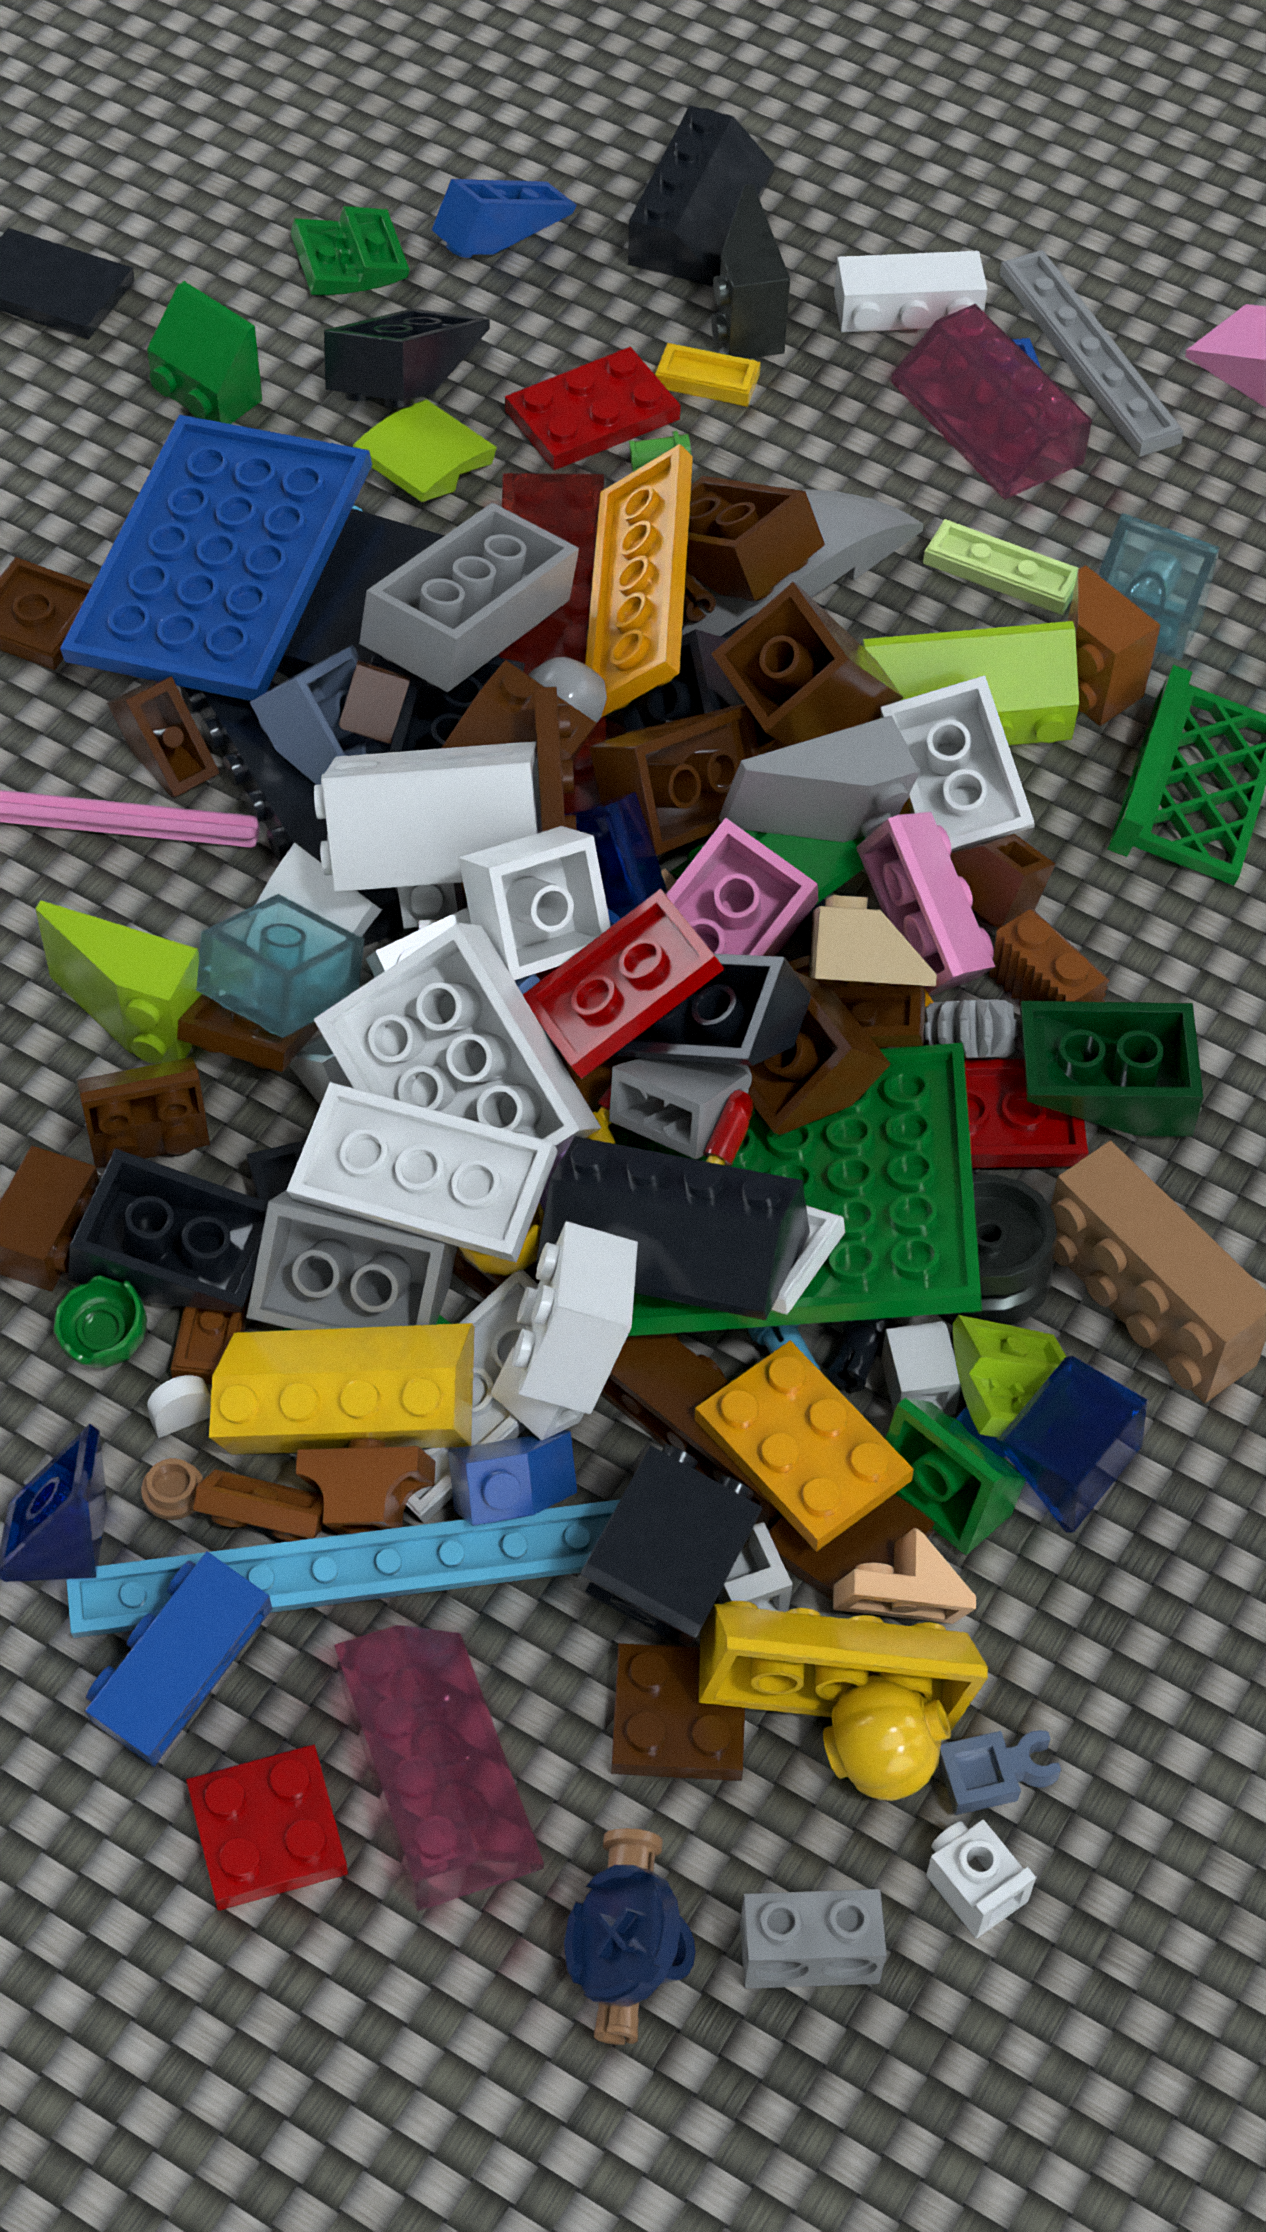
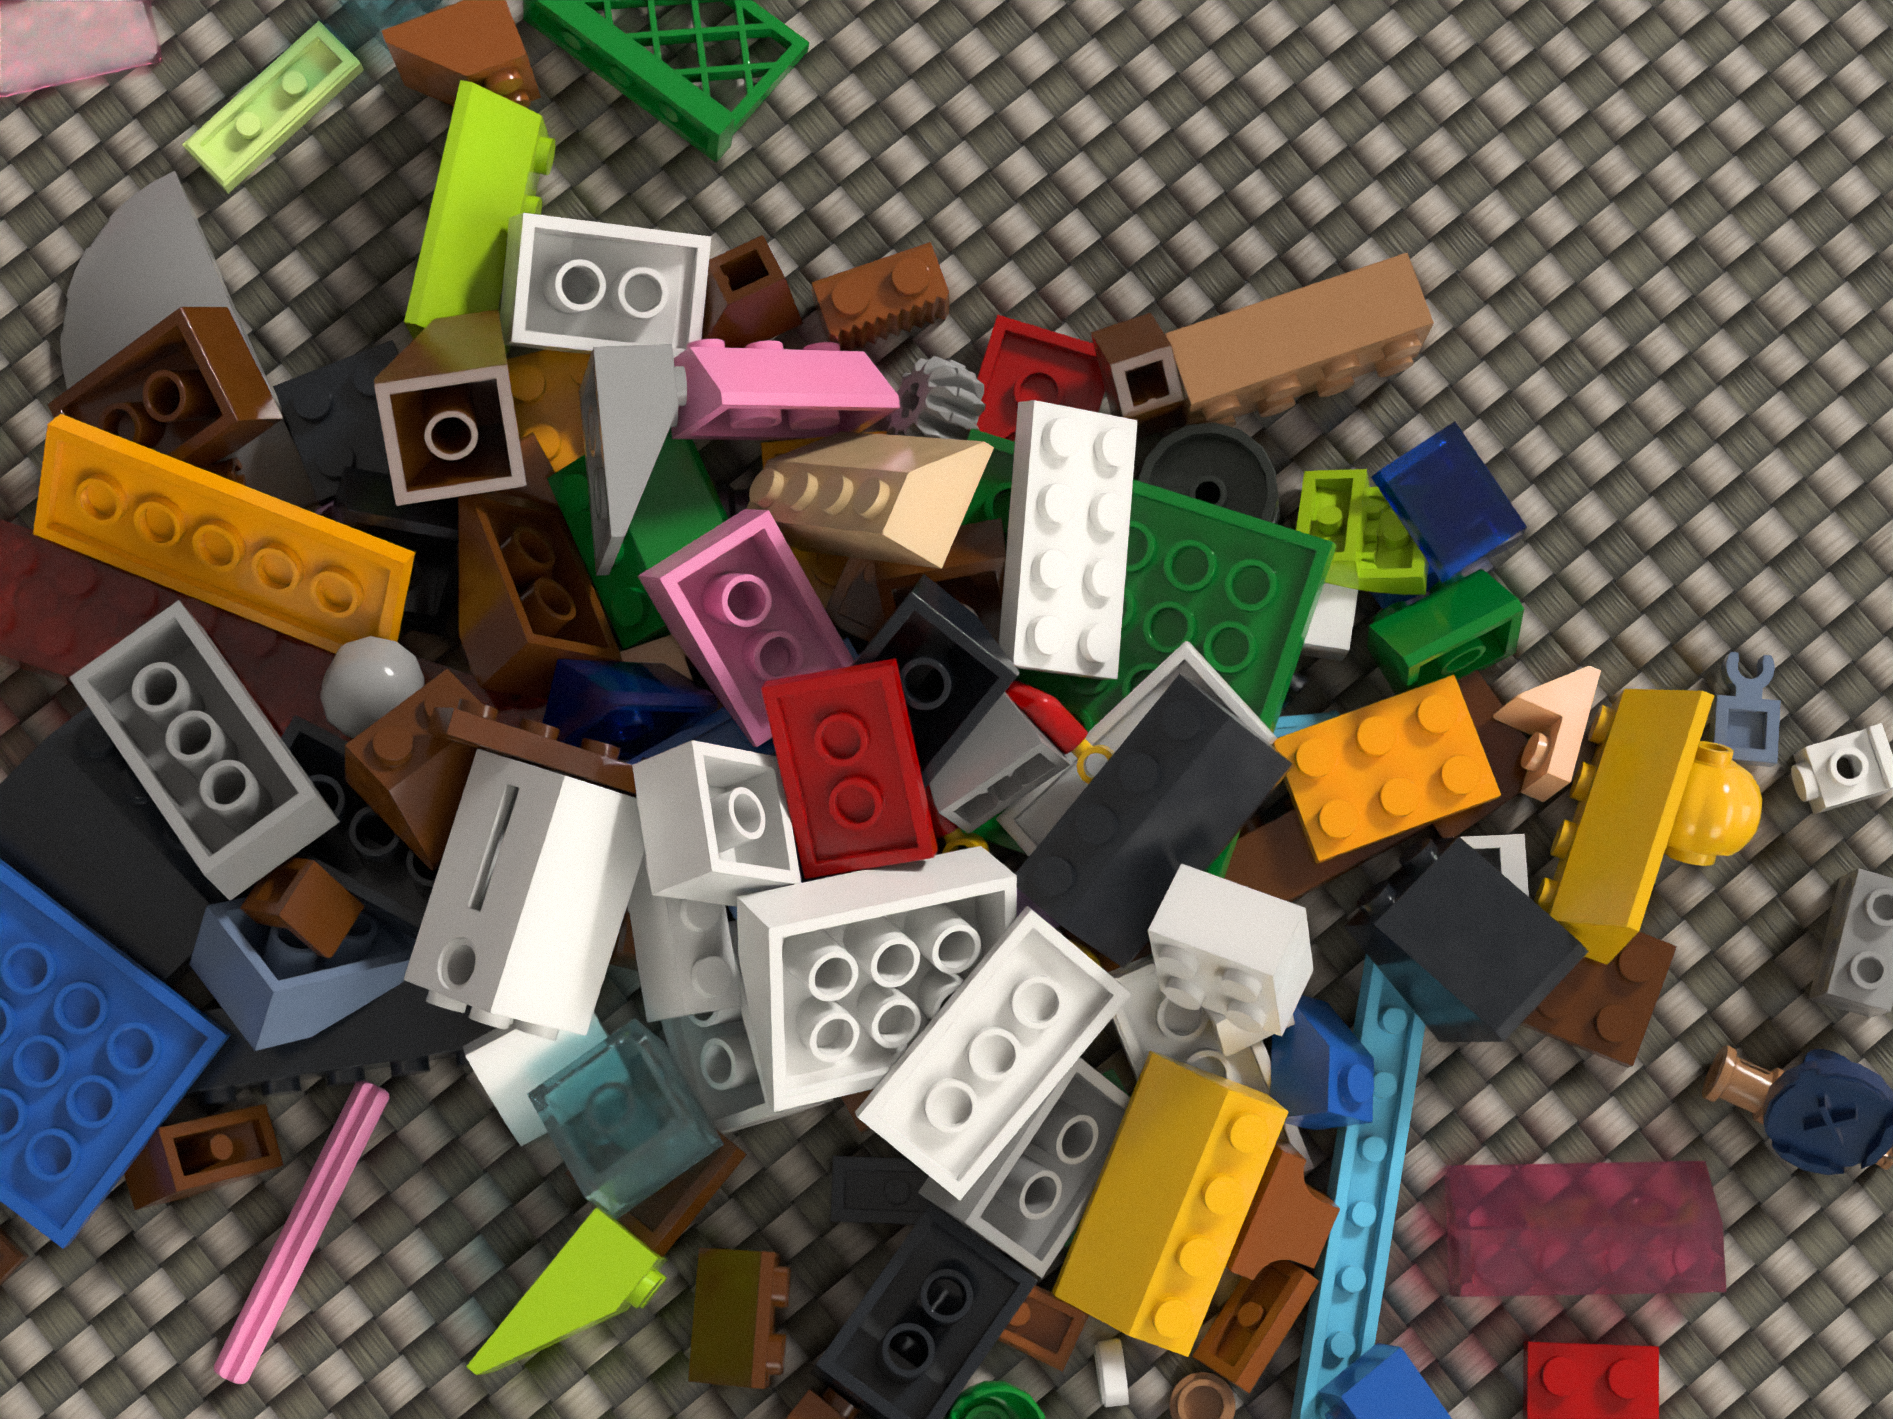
camera: 70 degrees left, 25 degrees up
(889, 1100) = (1067, 540): none -> white plate
(1061, 1142) = (1140, 374): none -> reddish brown slope
(1115, 1063) = (1029, 282): dark green slope -> none

